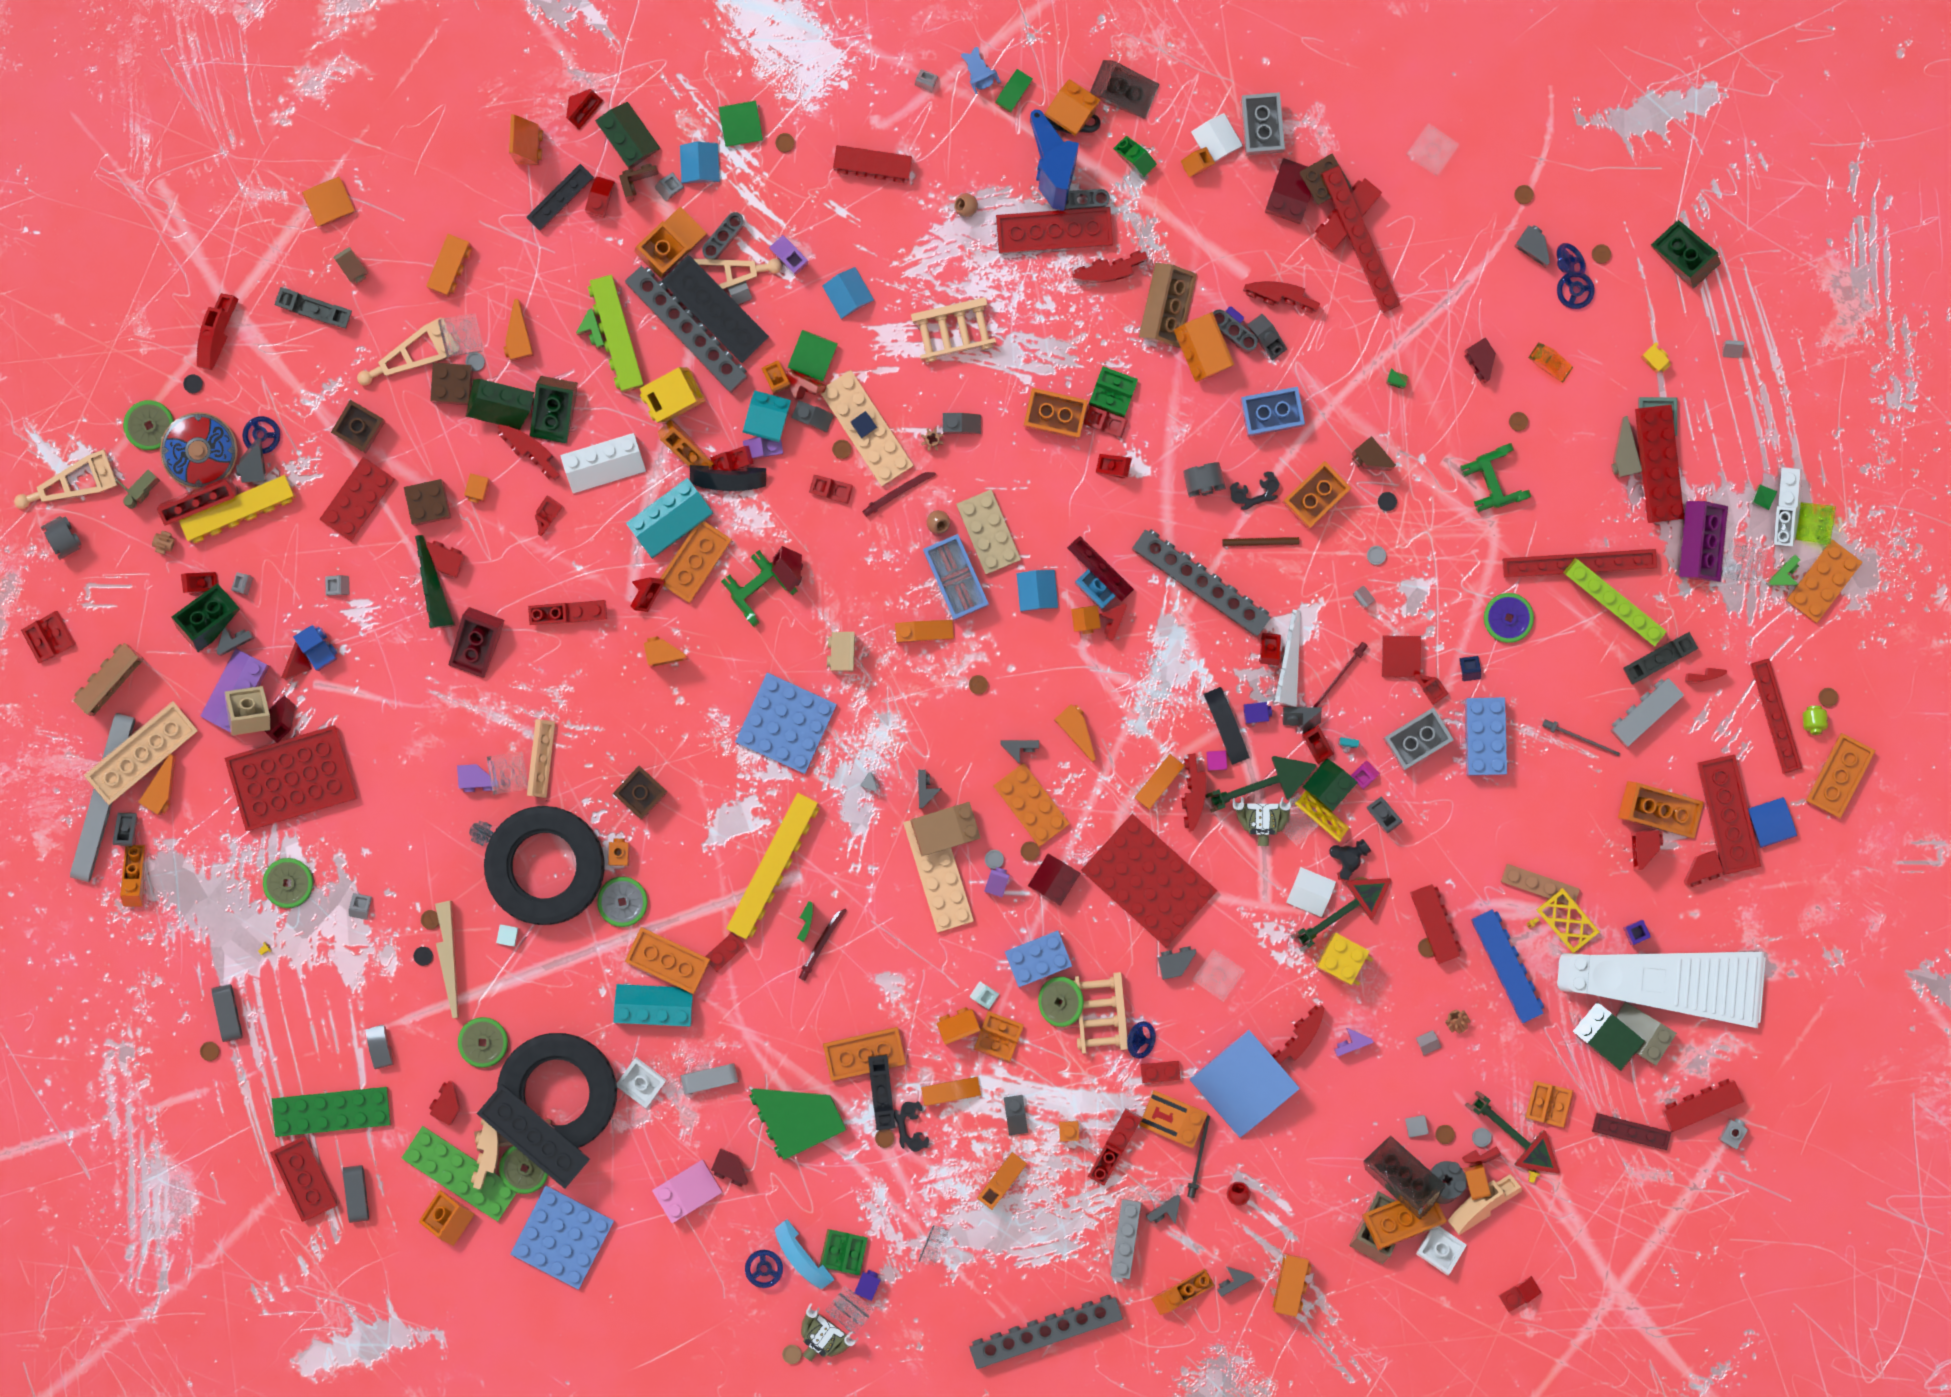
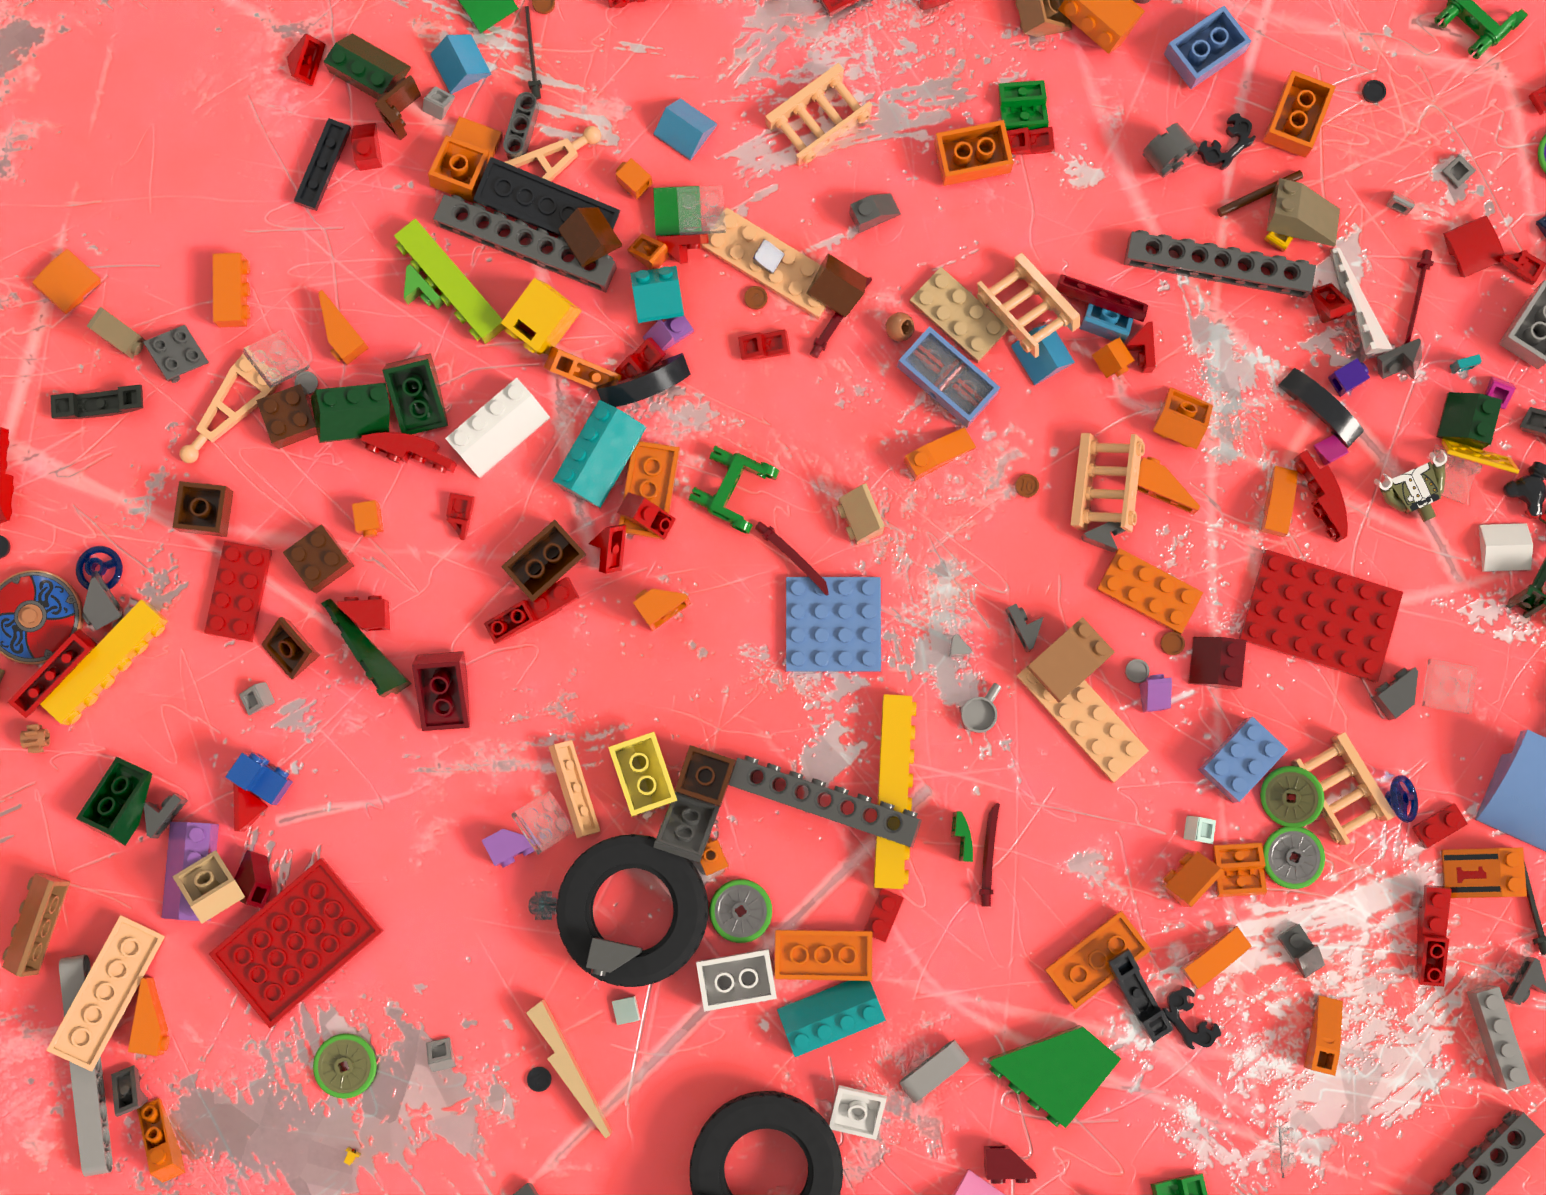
camera: 20 degrees left, 5 degrees down
(198, 582) = (93, 765): red slope -> none
(242, 583) = (147, 744): light grey slope -> none
(377, 559) = (289, 648): none -> reddish brown slope
(387, 295) = (175, 353): none -> dark grey hinge
(430, 919) = (528, 1033): dark orange piece -> none
(482, 1055) = (668, 1144): olive wheel -> none
(513, 890) = (609, 955): none -> dark grey slope
(525, 141) = (253, 115): orange slope -> none
(593, 580) = (543, 560): none -> reddish brown slope
(595, 770) = (642, 774): none -> light yellow slope
(596, 949) = (736, 980): none -> white brick
(609, 823) = (686, 827): none -> dark grey tile
(667, 806) = (743, 779): none -> dark grey brick
(683, 580) = (646, 515): none -> red slope
(736, 348) = (589, 235): none -> reddish brown slope
(740, 293) = (568, 178): light grey slope -> none
(749, 207) = (535, 84): none -> pearl dark grey sword
(769, 634) = (769, 534): none -> dark red sword
(787, 567) = (757, 448): dark red slope -> none
(789, 255) = (603, 114): medium lavender slope -> none
(789, 316) = (633, 178): none -> orange brick
(812, 416) = (707, 276): dark grey slope -> none
(829, 366) = (701, 210): none -> clear plate
(863, 838) = (979, 712): none -> light grey piece
(884, 1138) = (1165, 1047): dark orange piece -> none
(905, 469) = (837, 286): none -> reddish brown slope
(935, 444) = (851, 234): nougat gear -> none
(1021, 700) = (1088, 470): none -> light nougat fence
(1033, 1056) = (1308, 863): none -> flat silver wheel
(1054, 539) = (1038, 285): none -> light nougat fence
(1069, 1130) = (1373, 941): orange brick -> none
(1113, 465) = (1063, 181): red slope -> none
(1117, 687) = (1183, 418): none -> orange slope
(1257, 582) = (1278, 240): none -> yellow slope
(1282, 574) = (1302, 213): none -> dark tan slope
(1289, 774) = (1418, 428): dark green piece -> none
(1317, 744) = (1434, 380): red slope -> none
(1372, 456) = (1340, 45): reddish brown slope -> none
(1376, 555) = (1391, 153): light grey piece -> none
(1421, 592) = (1459, 170): none -> light grey slope

